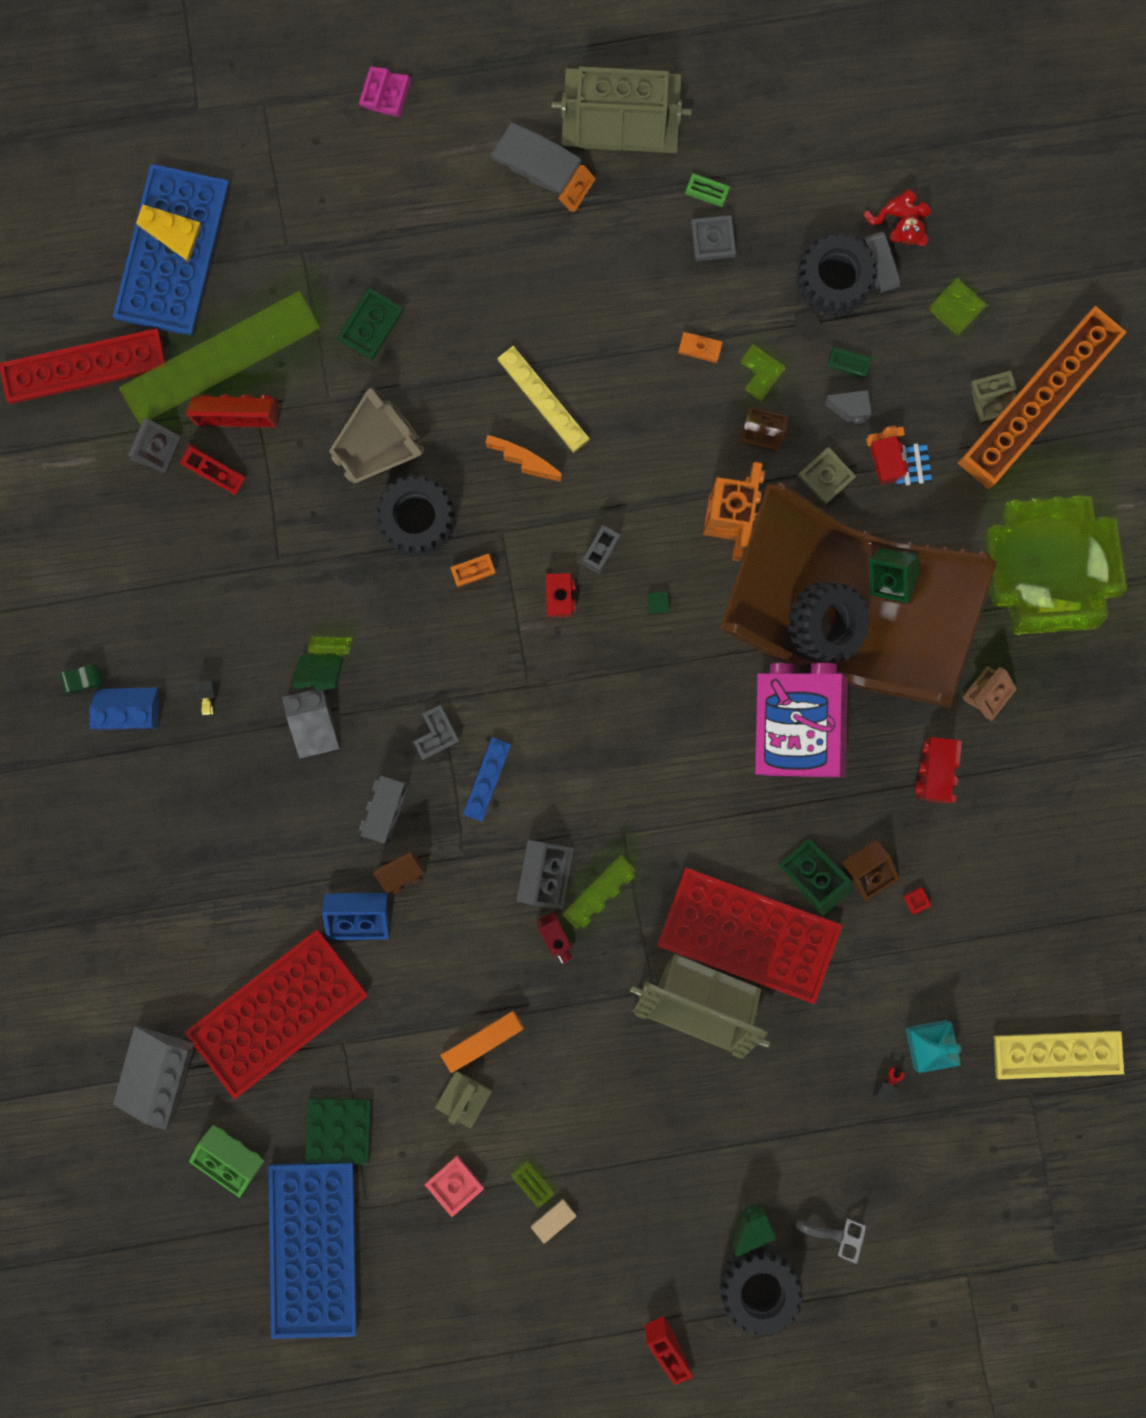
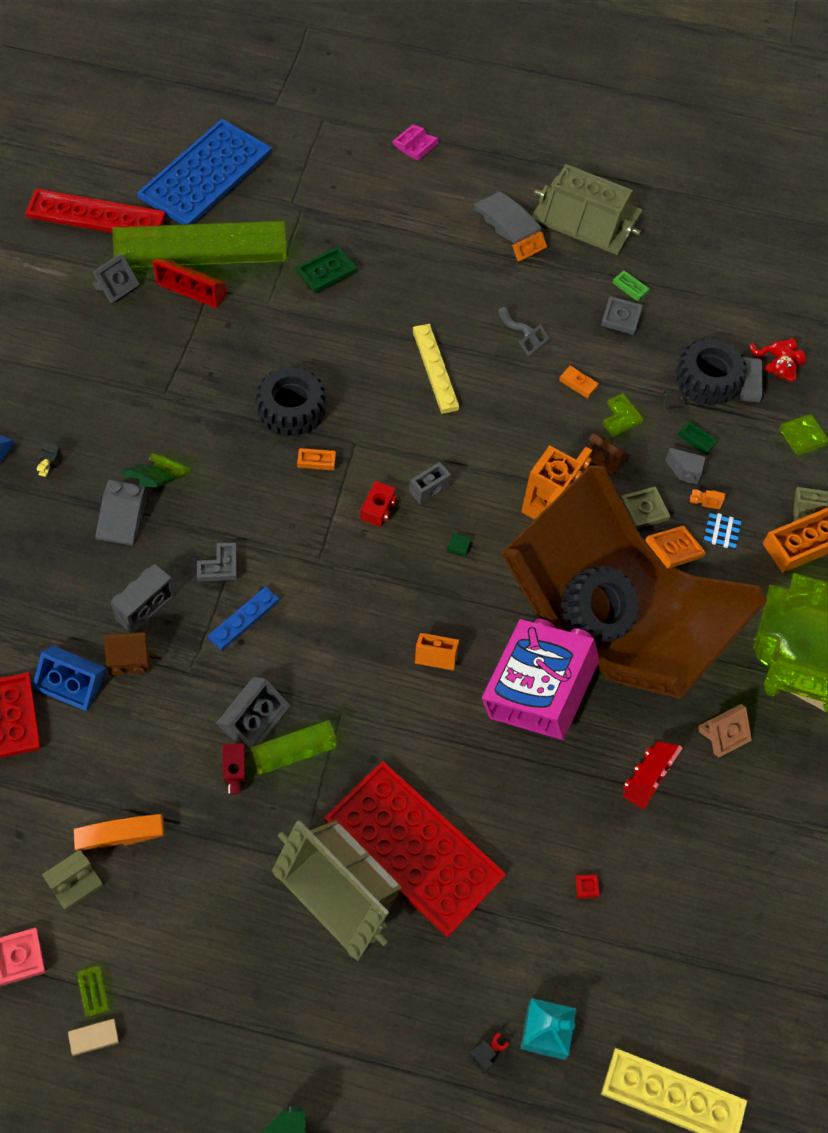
camera: 15 degrees right, 25 degrees down
(172, 230) = (213, 159): yellow wing -> none
(211, 469) = (149, 310): red slope -> none
(374, 439) = (286, 336): dark tan cone -> none
(530, 462) = (402, 402): orange slope -> none
(623, 309) = (528, 331): none -> dark grey piece
(688, 735) = (440, 652): none -> orange brick
(816, 877) = (500, 822): dark green slope -> none
(871, 870) = (554, 838): reddish brown slope -> none
(874, 512) = (675, 546): none -> orange tile
(889, 460) = (703, 514): red brick -> none
(893, 575) = (672, 596): dark green slope -> none

